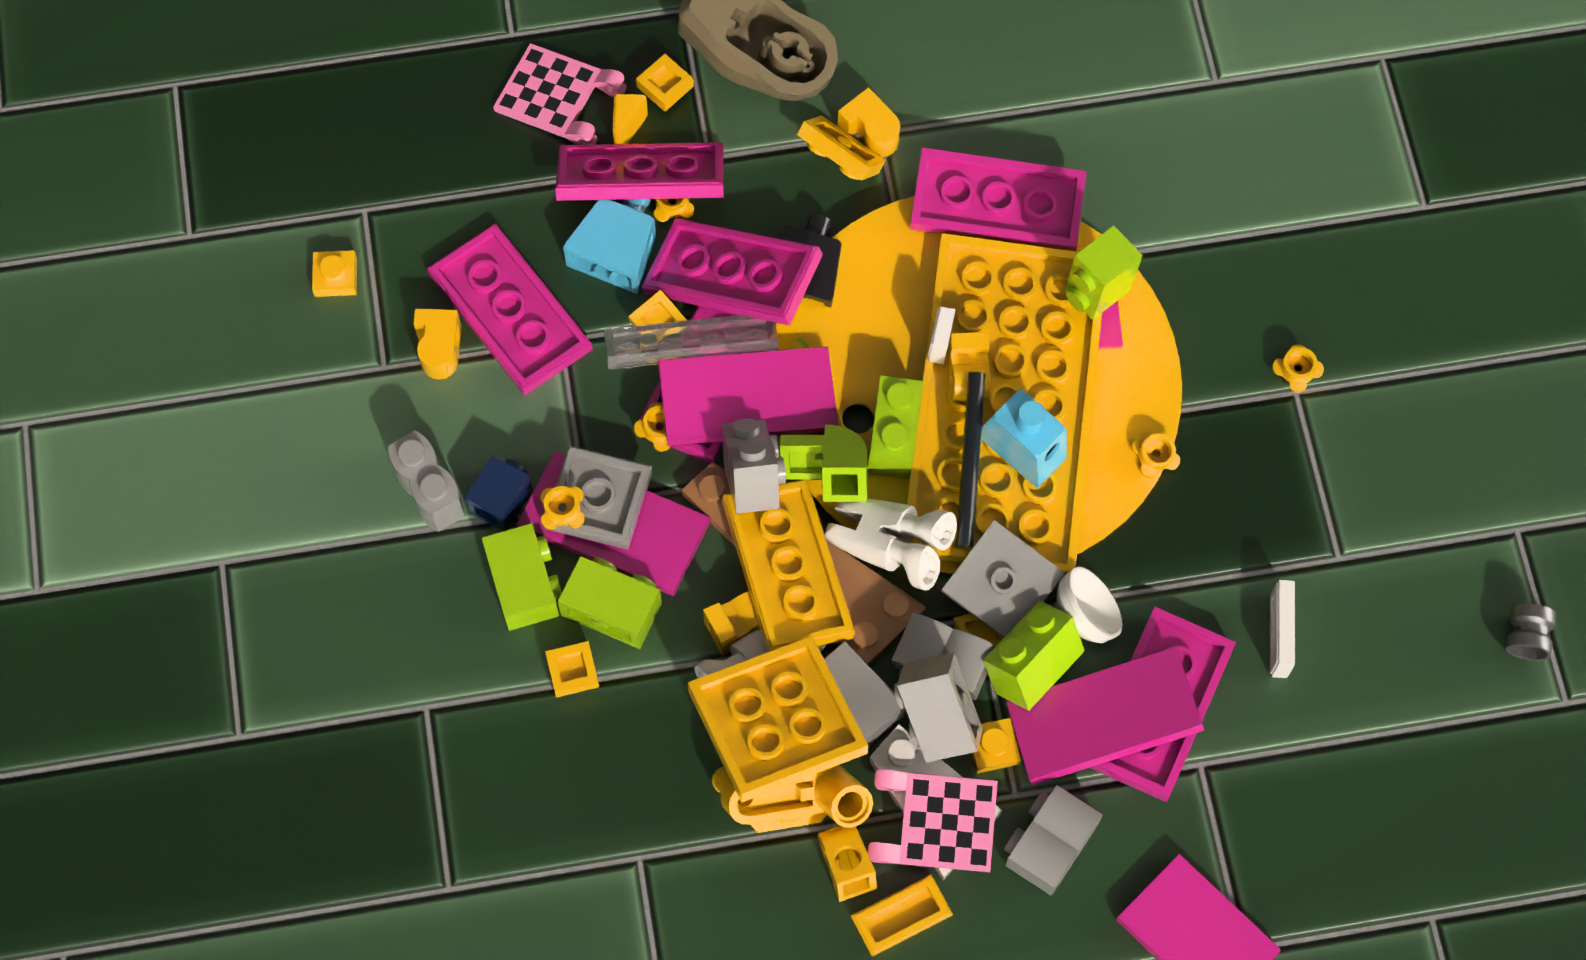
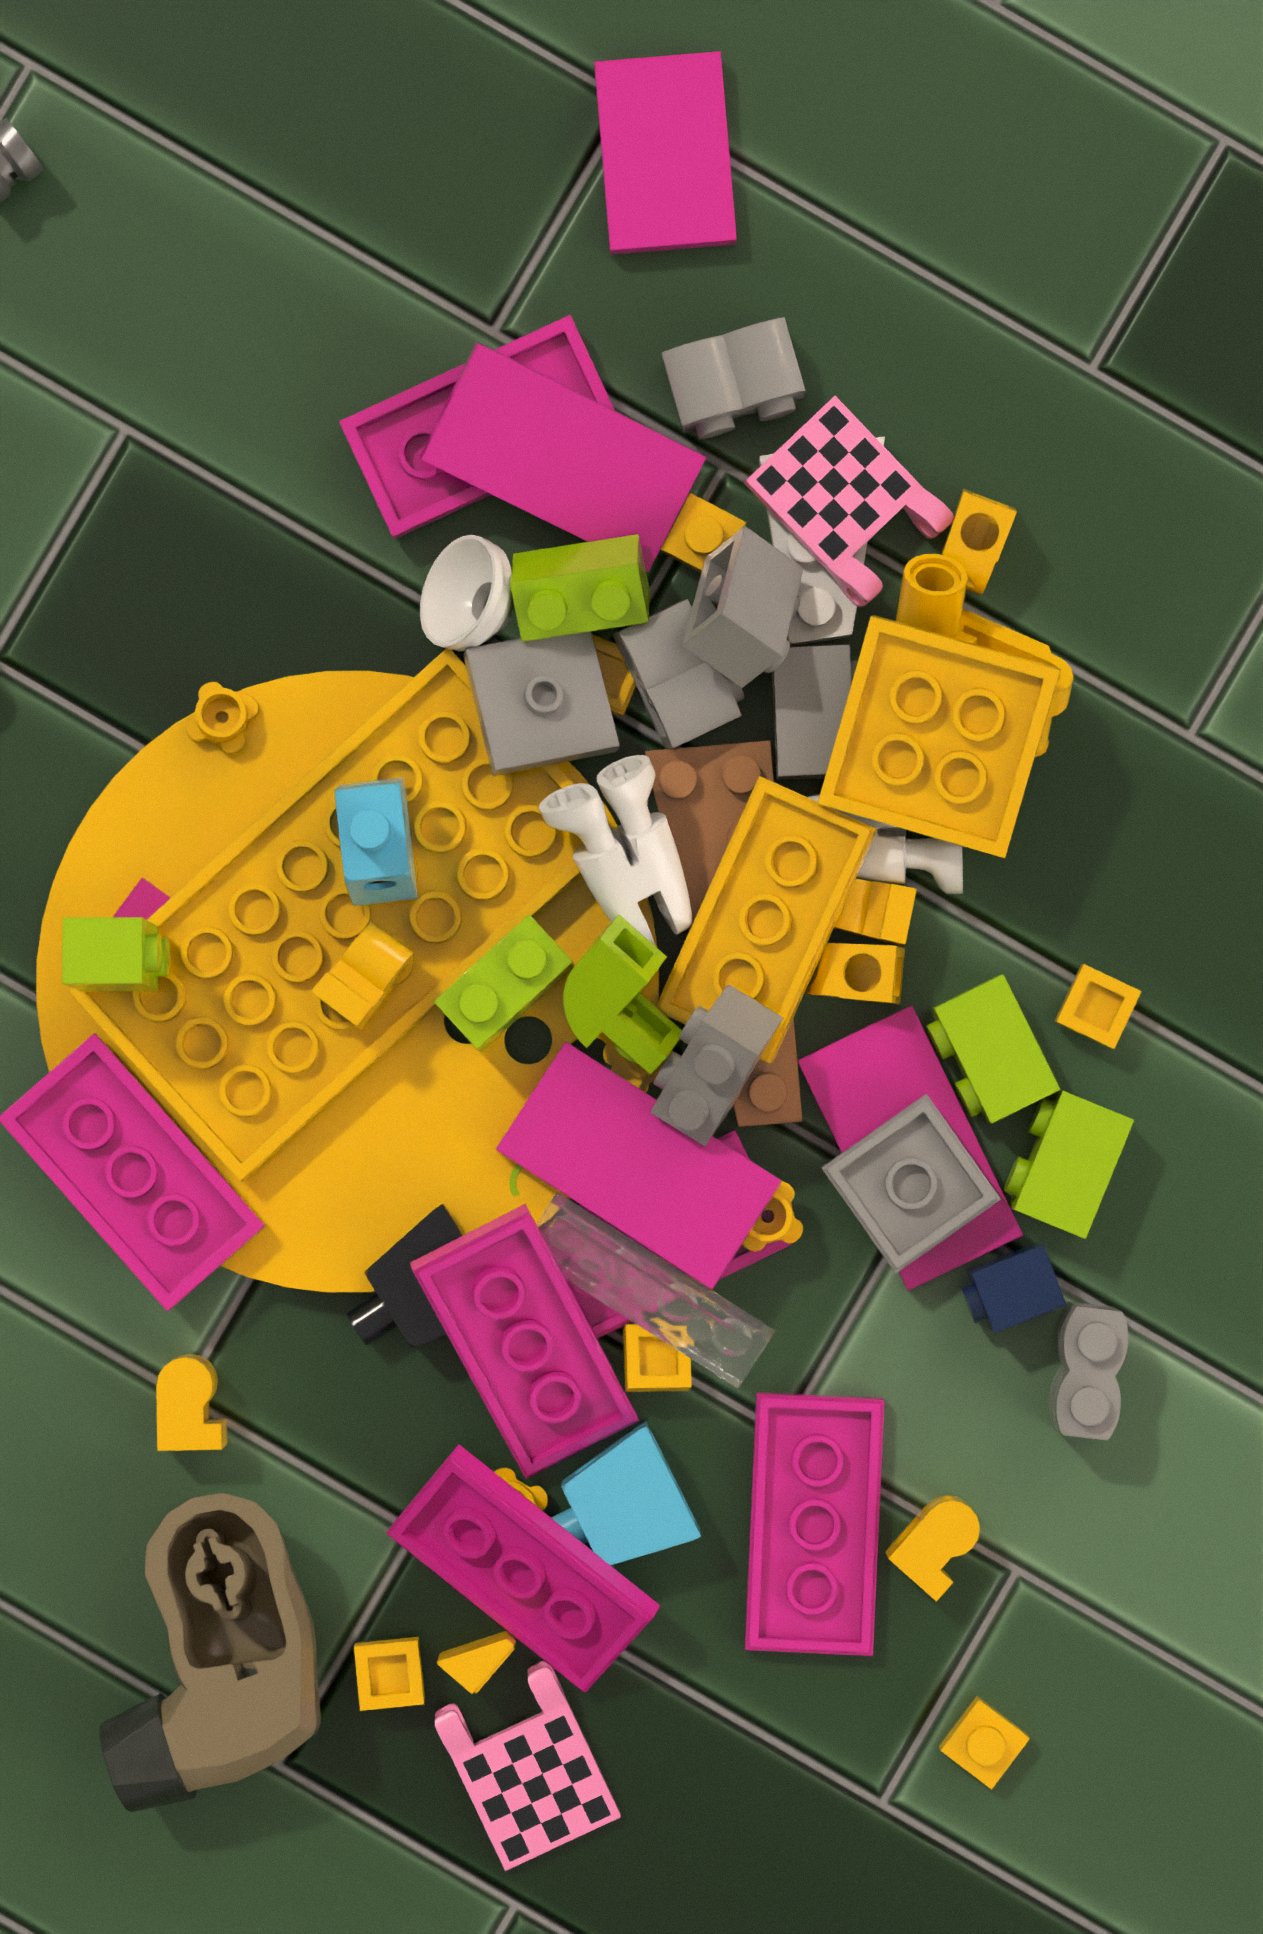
camera: 140 degrees left, 20 degrees up
(562, 495) = (970, 1213): yellow plate -> none
(713, 583) = (859, 973): none -> yellow leg
(832, 142) = (253, 1404): yellow plate -> none
(901, 915) = (964, 434): yellow tile -> none
(941, 335) = (361, 1042): white tile -> none
(970, 459) = (460, 862): black bar -> none
(1282, 628) = (272, 395): white tile -> none

